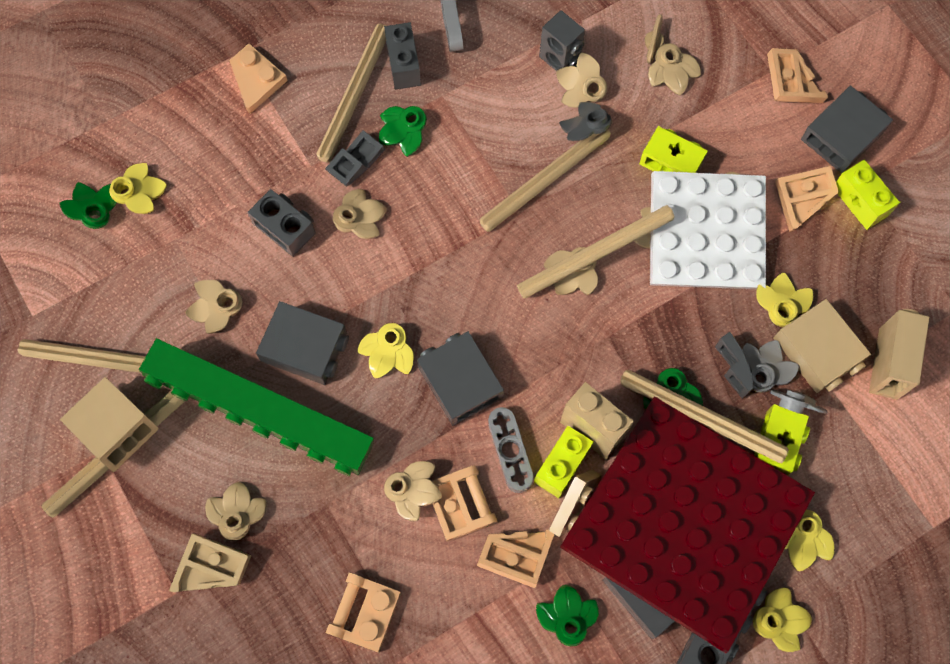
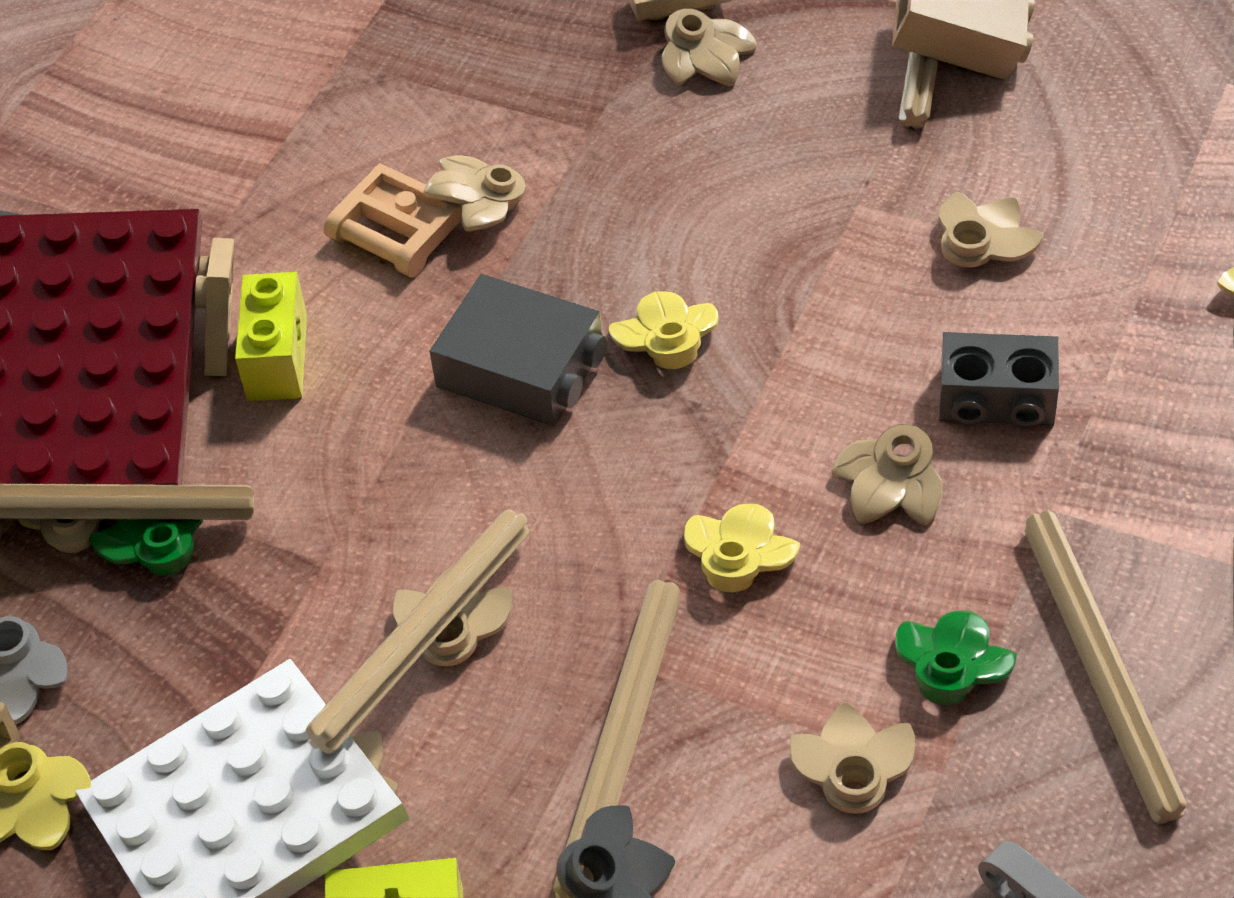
camera: 150 degrees right, 20 degrees down
(80, 355) = (1061, 89): tan axle -> none
(257, 407) = (783, 138): green brick -> none
(303, 343) = (799, 254): dark grey brick -> none
(354, 161) = (984, 555): dark grey slope -> none
(373, 616) = (420, 61): light nougat plate -> none
(402, 55) = (1073, 764): dark grey brick -> none
(437, 226) = (738, 546): none -> light yellow plate
(467, 118) = (853, 753): none -> tan plate
(496, 431) = (363, 301): light grey beam -> none
(516, 555) = (267, 209): light nougat wing -> none
(566, 611) = (156, 187): green plate -> none
(596, 419) = (248, 382): tan brick -> none
(739, 372) = (57, 623): dark grey slope -> none

